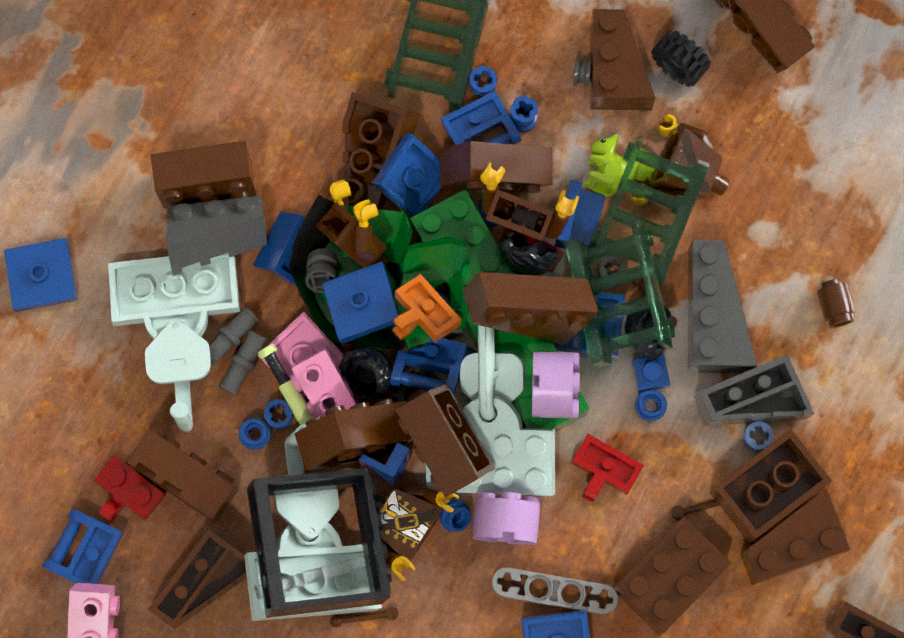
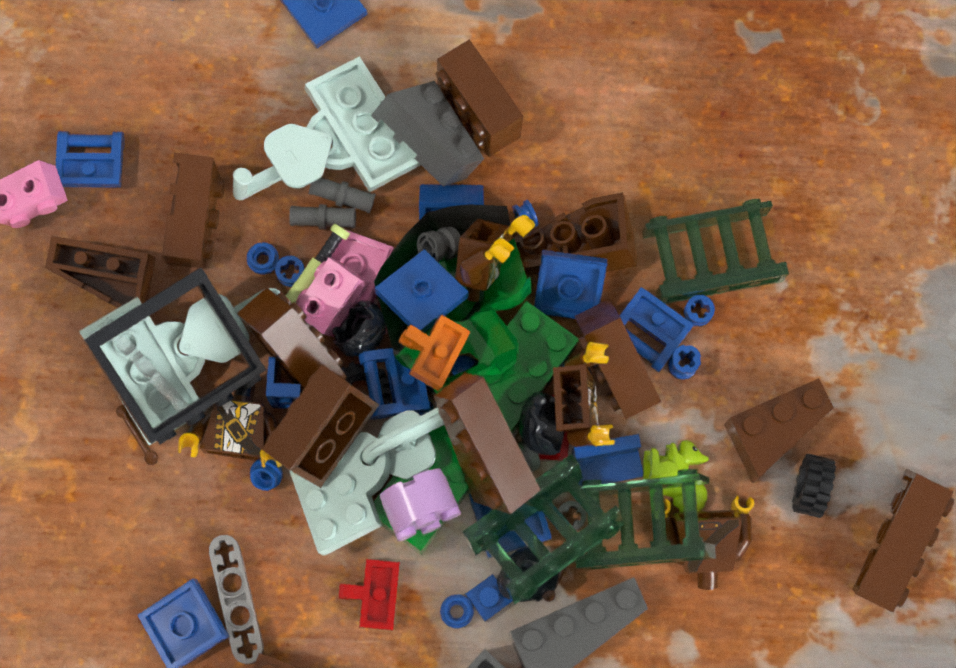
camera: 60 degrees right, 0 degrees up
(127, 490) = (158, 172): red plate -> none
(324, 183) = (525, 209): none -> blue bush
(506, 518) = (280, 521): lavender brick -> none
(581, 72) = (753, 397): dark grey bush -> none

